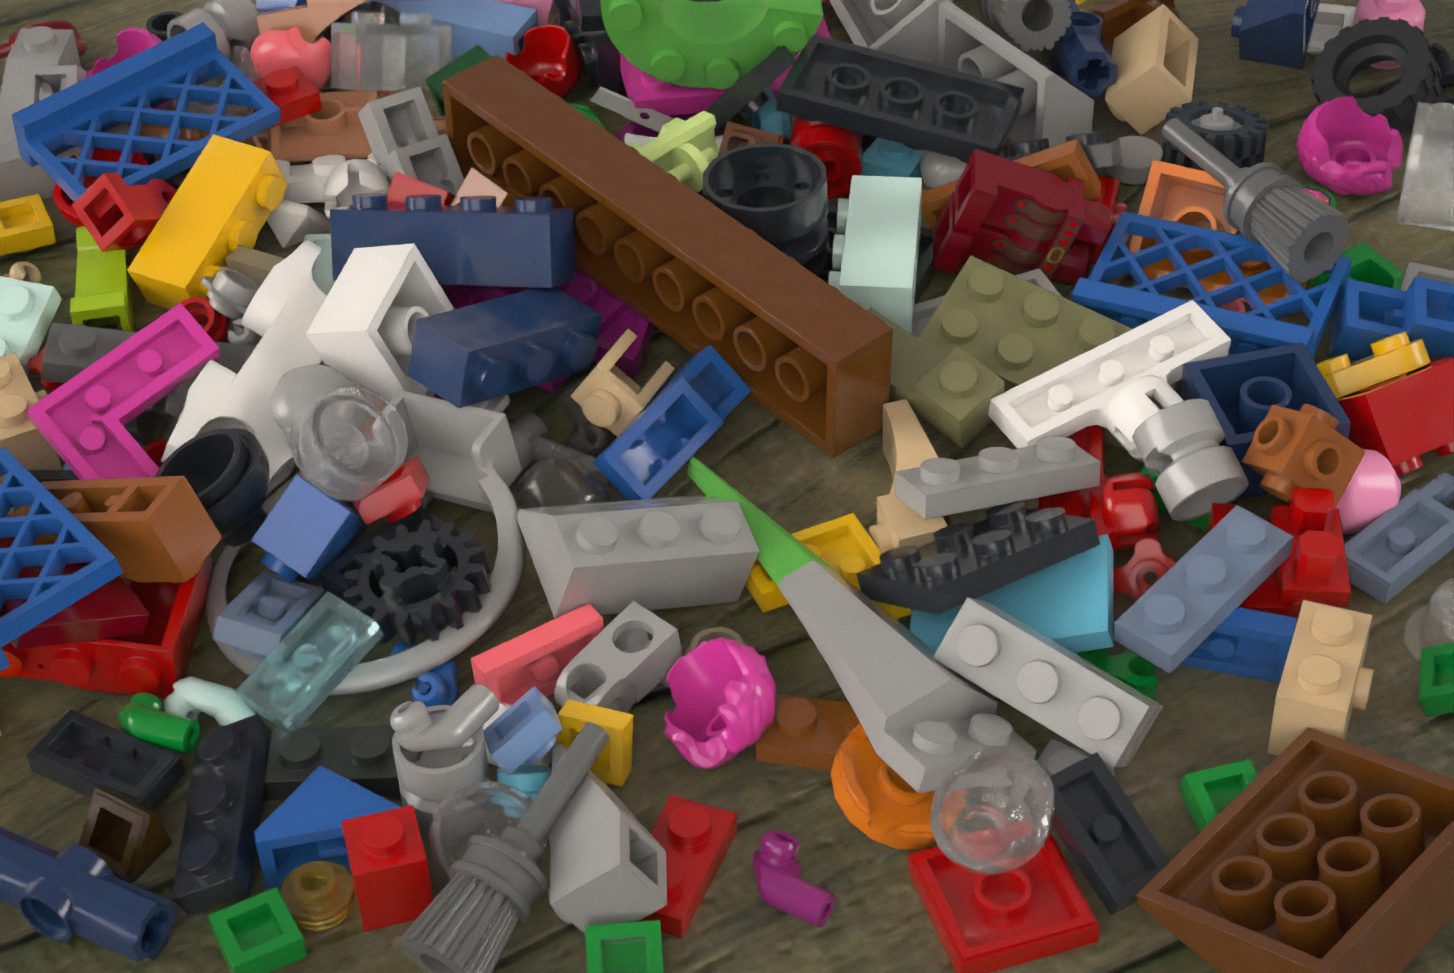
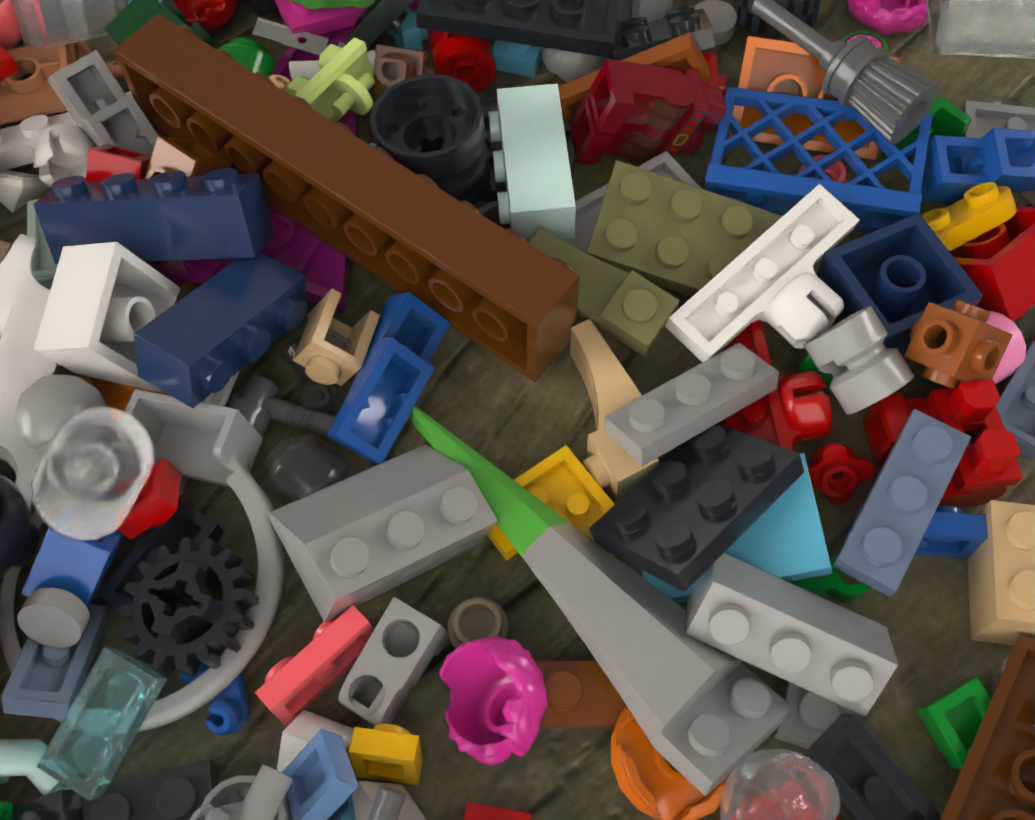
camera: 10 degrees left, 20 degrees up
(279, 566) = (53, 617): none -> light grey tile

